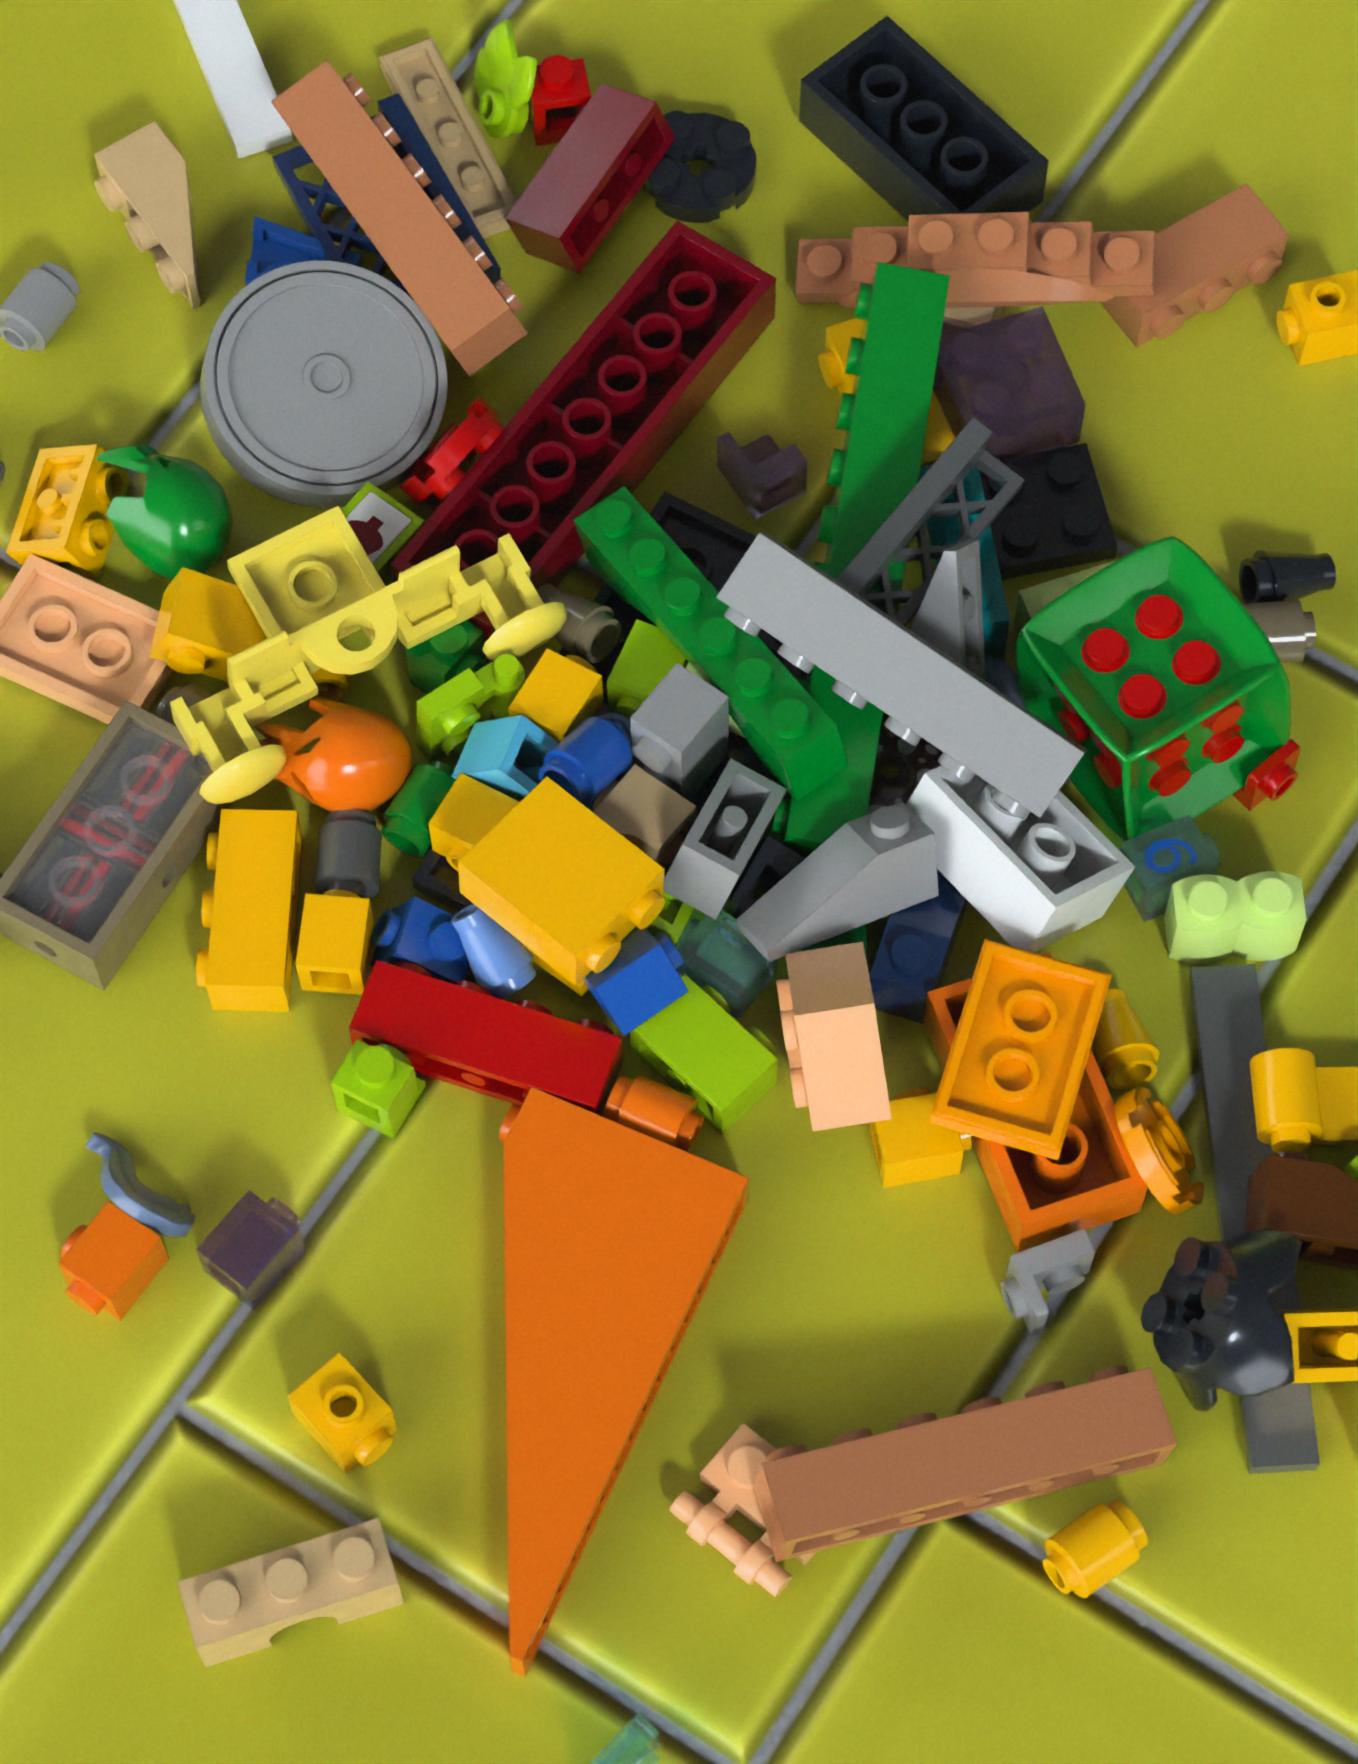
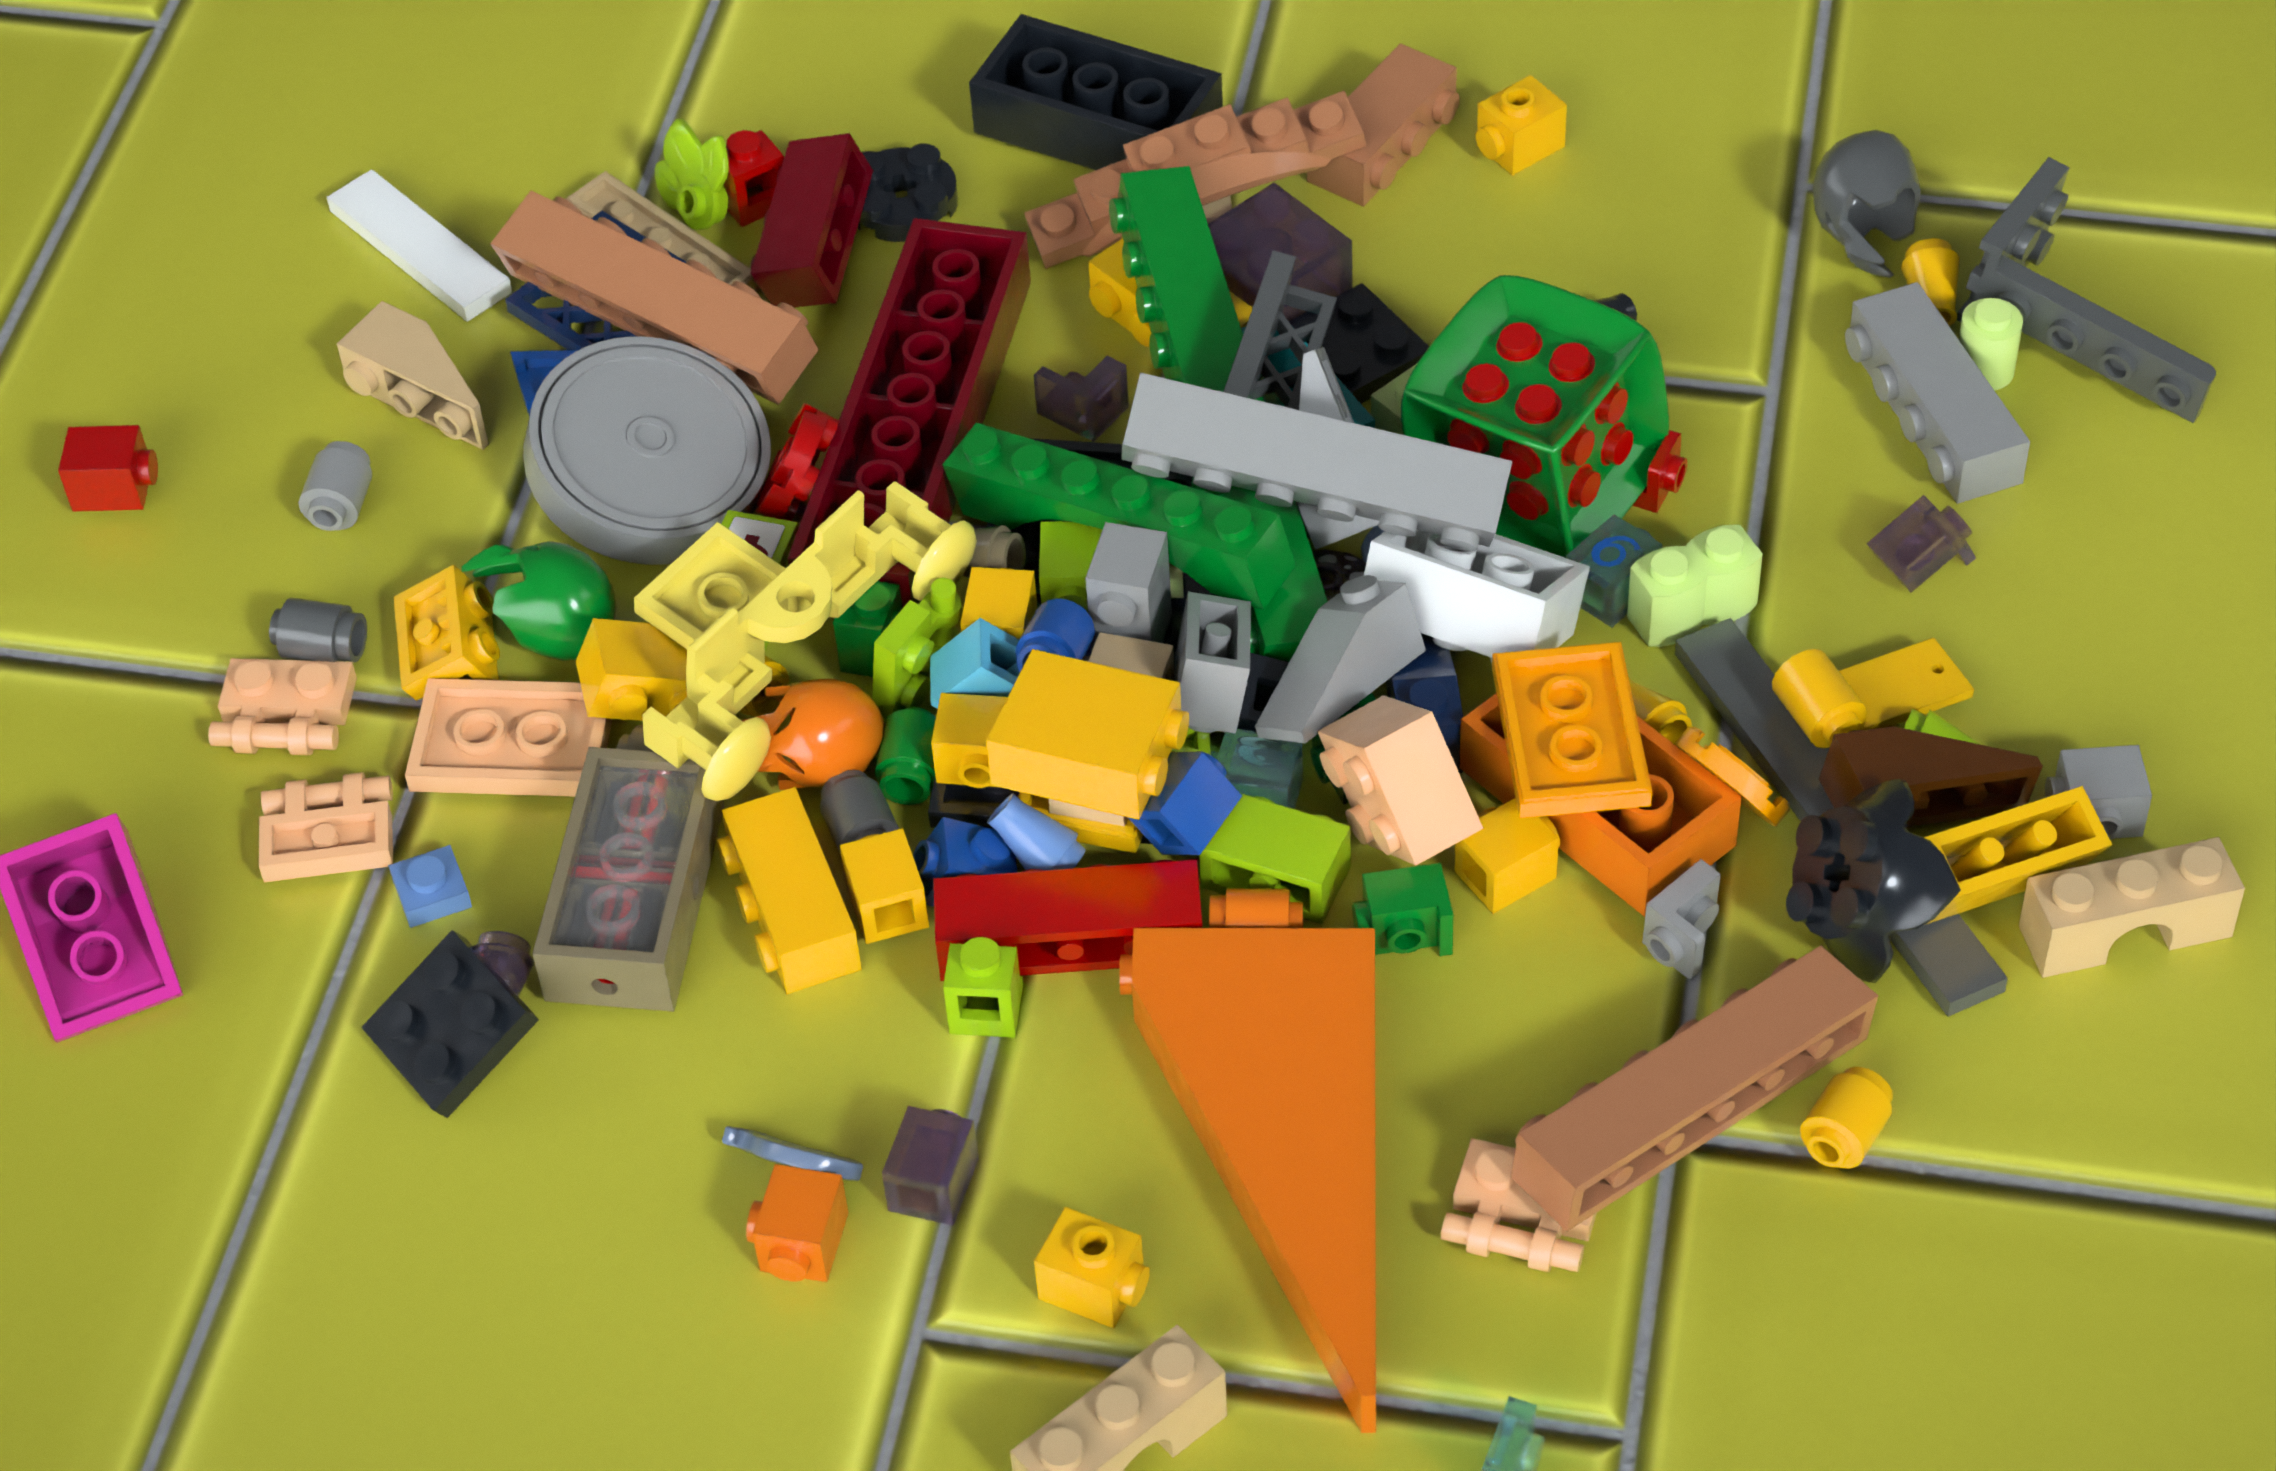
camera: 20 degrees left, 15 degrees down
(793, 1161) = (1406, 909): none -> green brick

